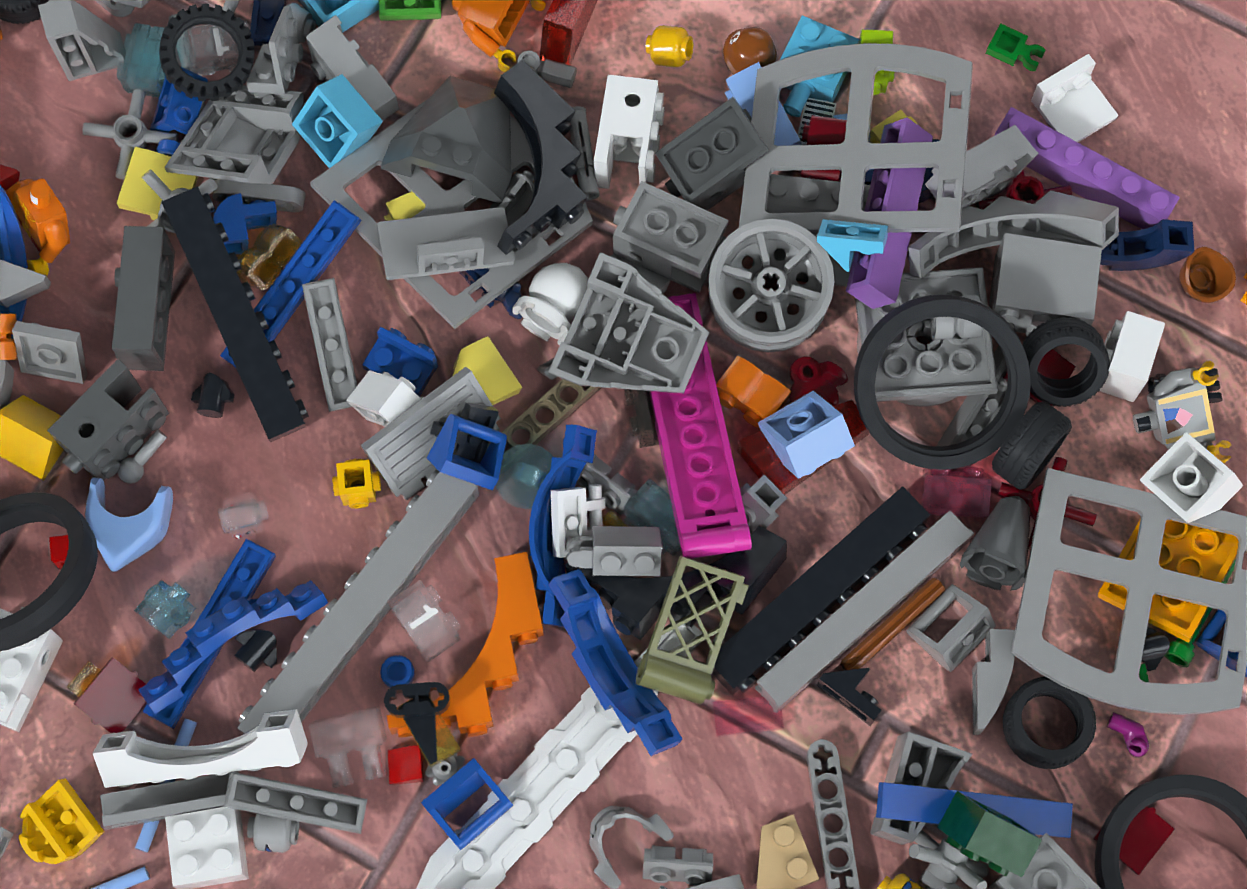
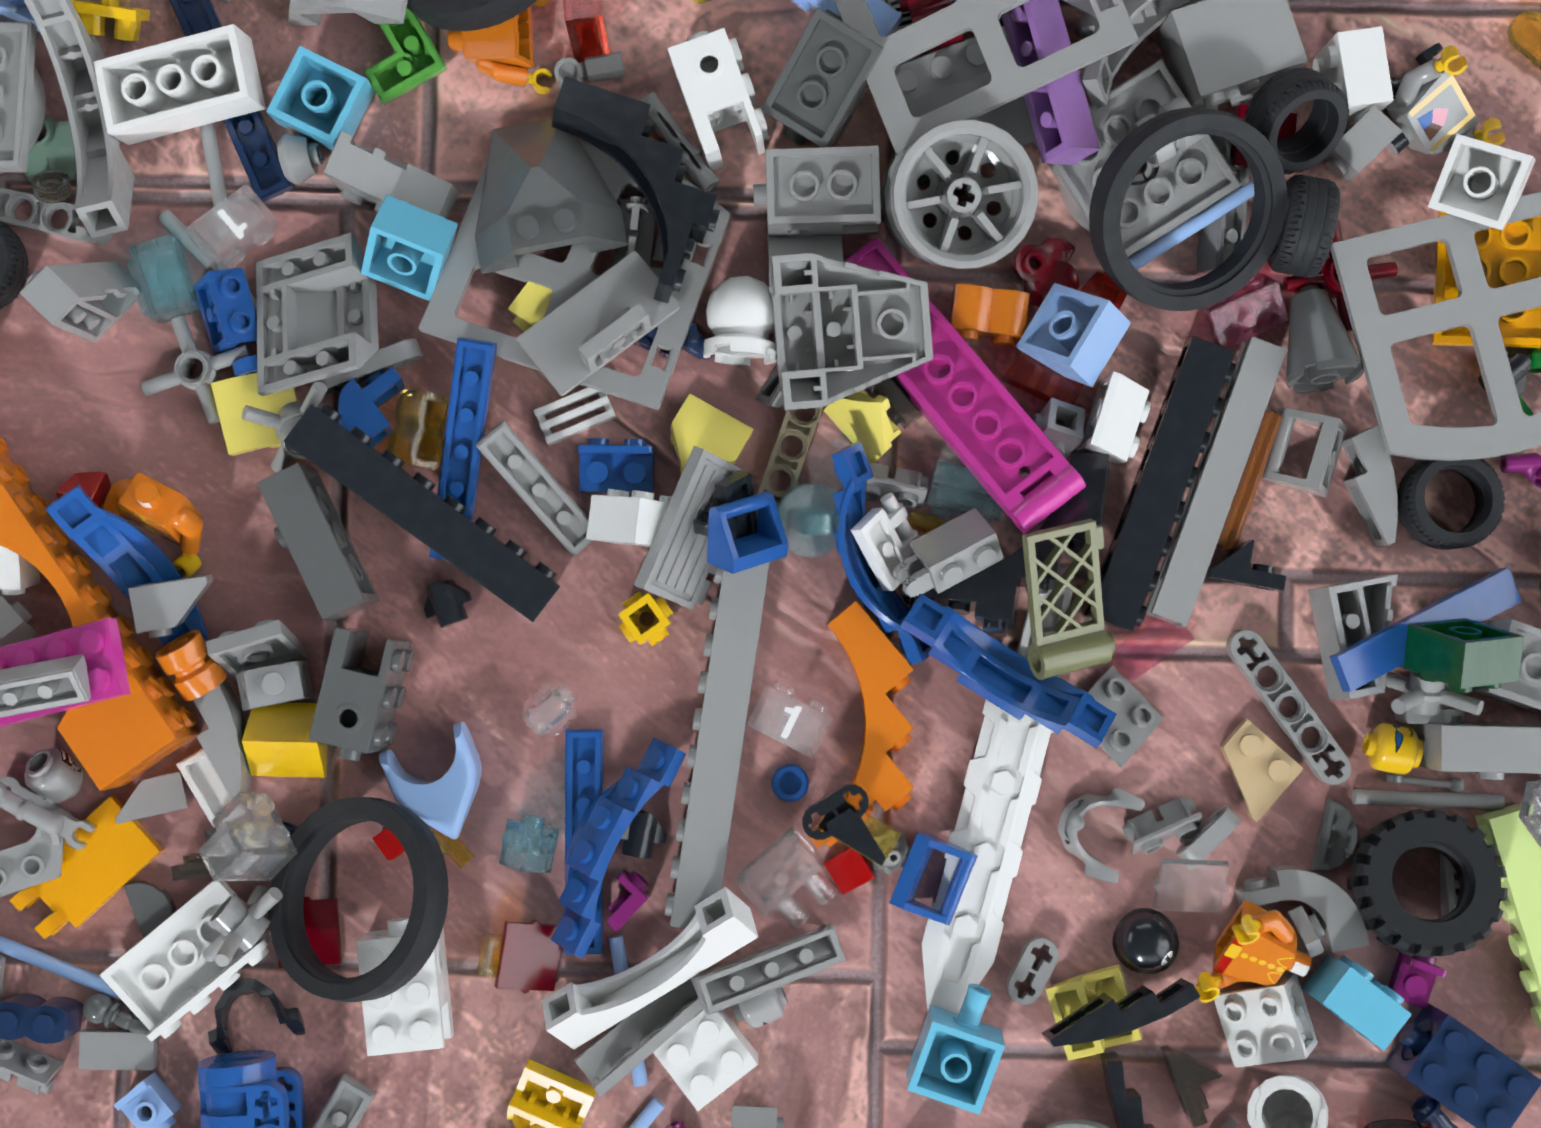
camera: 25 degrees left, 15 degrees up
(47, 385) = (274, 684): none -> light grey torso
(106, 580) = (454, 848): none -> clear yellow arm
(132, 468) = (409, 718): light grey bar -> none
(214, 16) = (231, 198): black tyre -> none
(214, 699) = (626, 906): none -> magenta bracket
(278, 59) = (303, 209): light grey bracket -> none
(395, 296) = (545, 425): none -> white tile
(610, 419) = (865, 421): none -> light yellow slope
(693, 760) = (1134, 716): none -> light grey hinge
(809, 518) = (1115, 418): none -> white slope
(844, 238) = (1021, 106): medium azure slope -> none
(943, 406) = (1193, 225): none -> light blue bar
(1110, 409) = (1361, 144): none -> light grey slope

